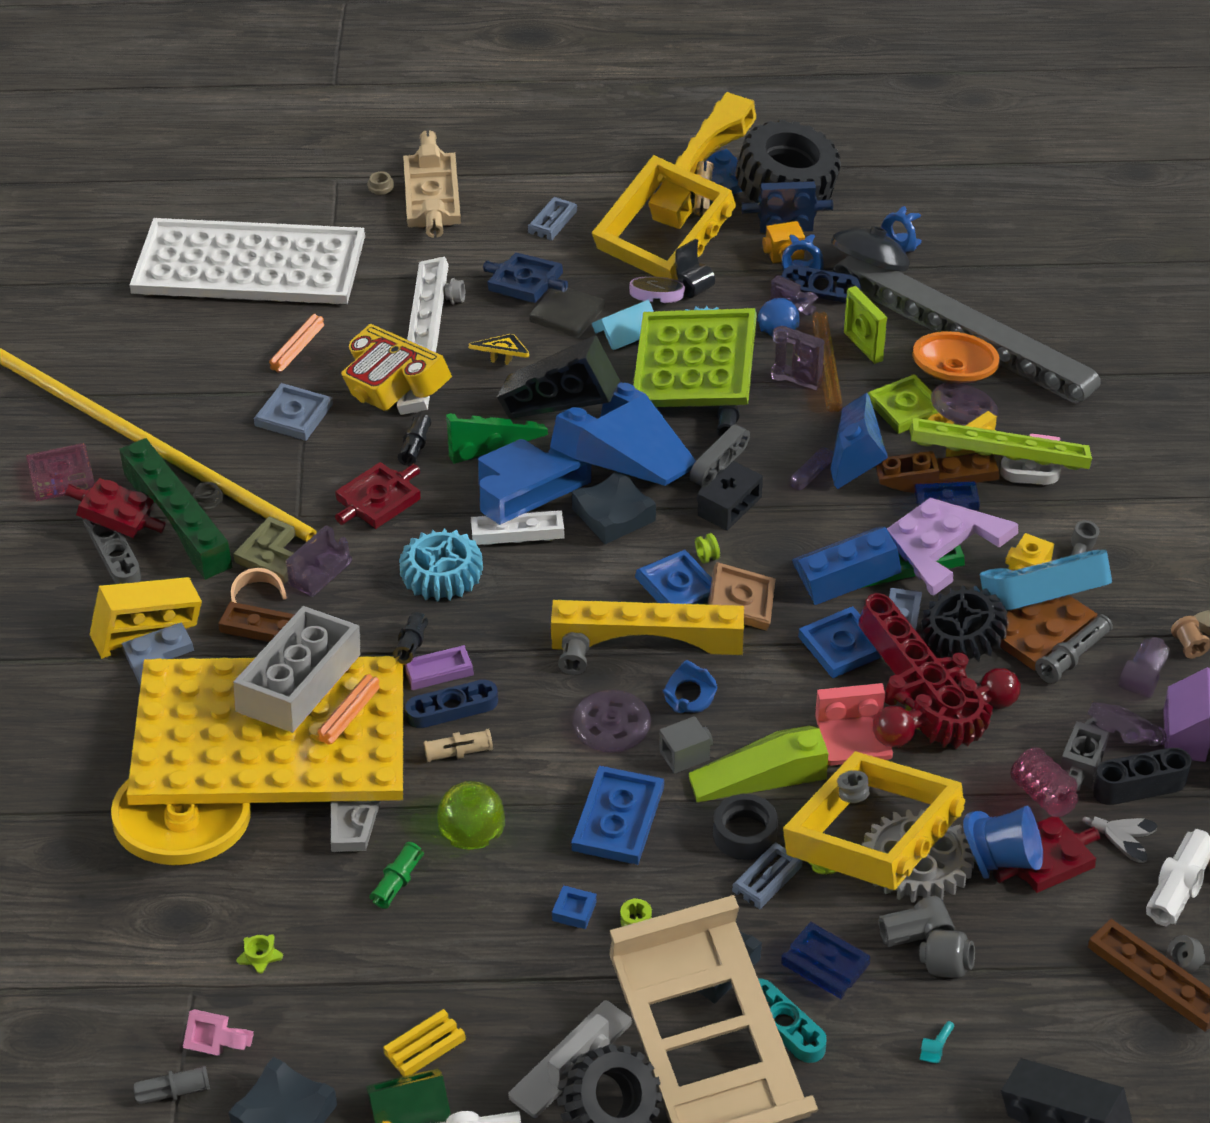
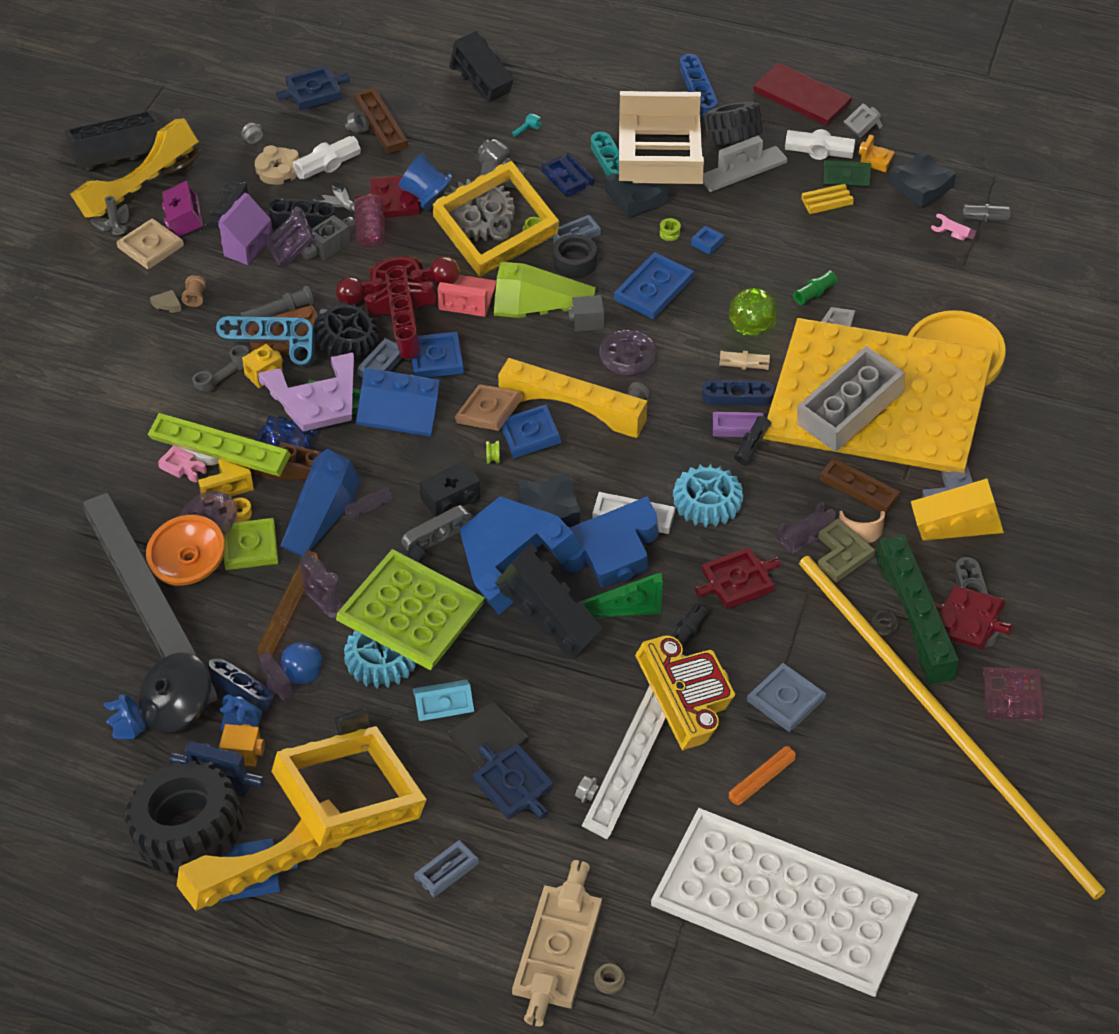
camera: 160 degrees left, 5 degrees up
(255, 944) = (916, 274): lime plate -> none
(348, 709) = (819, 375): orange axle -> none
(503, 344) = (570, 698): piece -> none
(656, 287) = (398, 720): tile -> none
(690, 672) = (555, 353): blue piece -> none
(700, 200) = (278, 833): tan pin -> none
(865, 324) = (238, 603): lime plate -> none
(1144, 671) = (248, 275): clear purple piece -> none

